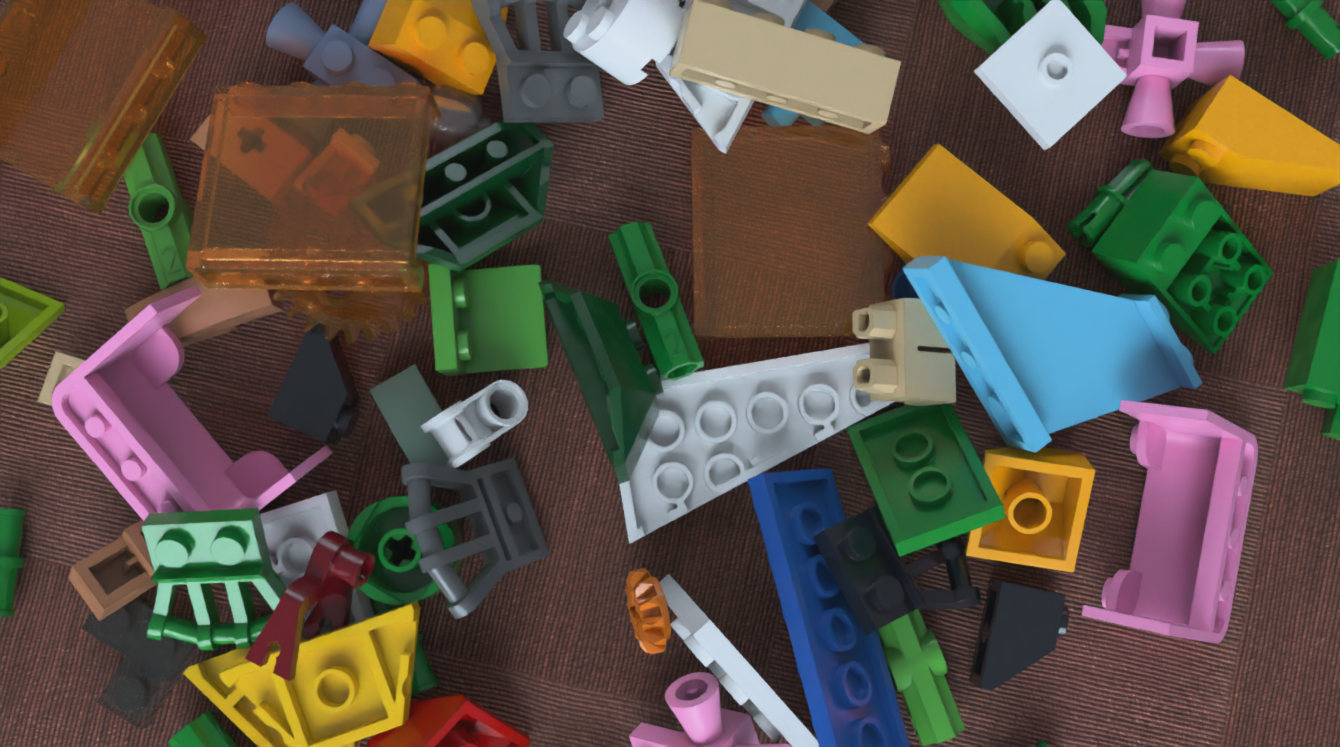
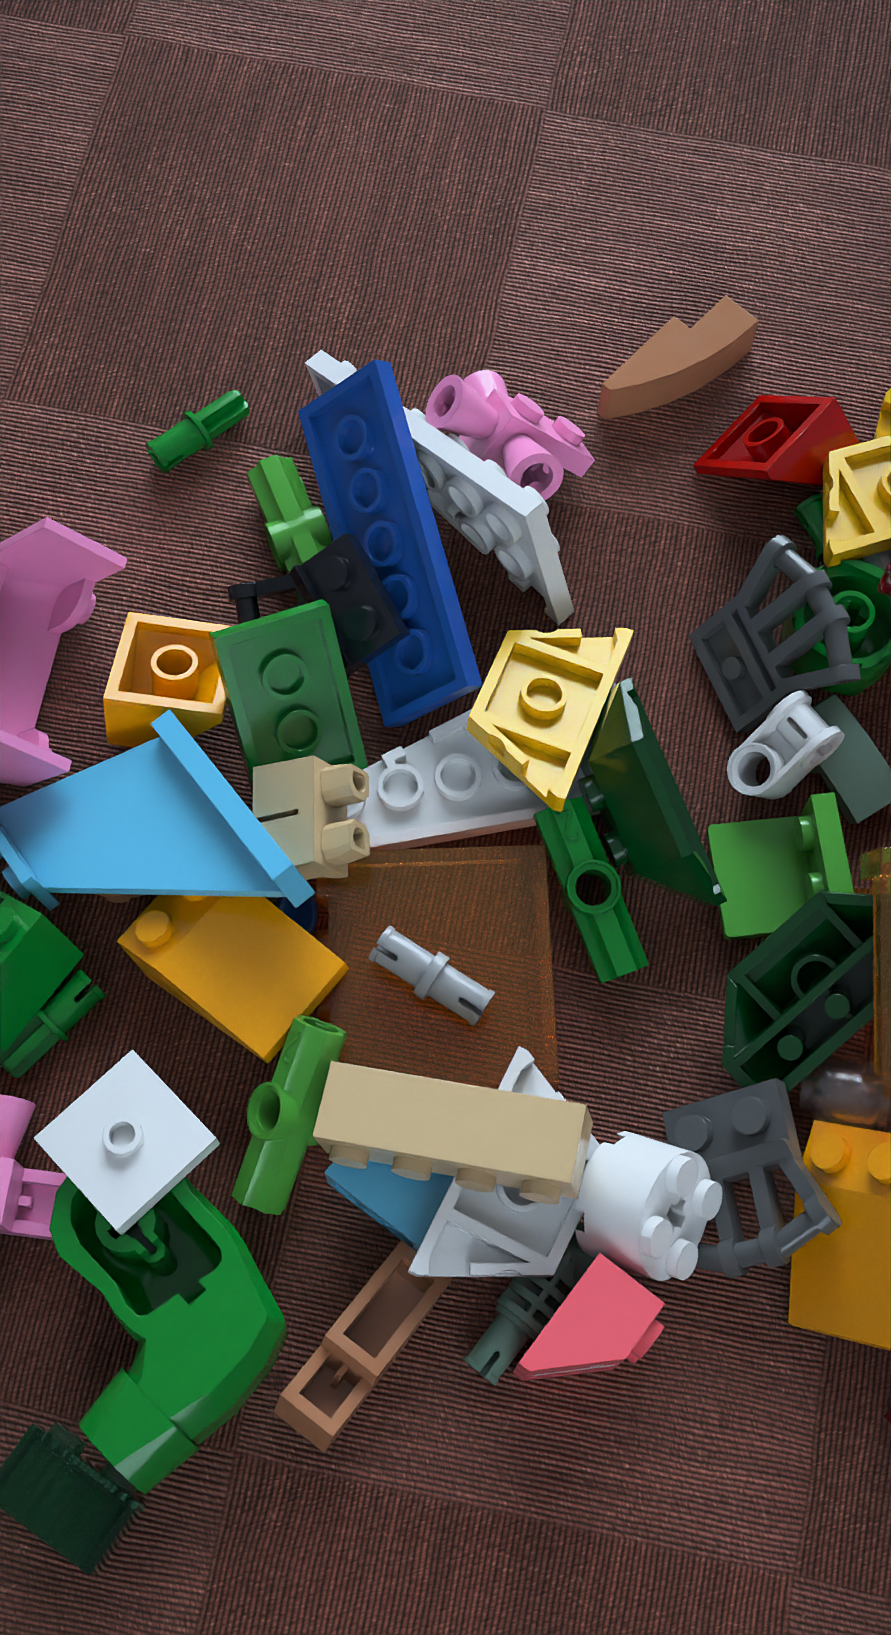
camera: 175 degrees right, 15 degrees down
(648, 611) = (582, 572): orange gear -> none
(688, 466) = (546, 704): none -> yellow wing
(797, 210) = (431, 975): none -> light grey pin
(915, 108) = (285, 1115): none -> bright green piece
(1015, 631) = (188, 565): black slope -> none

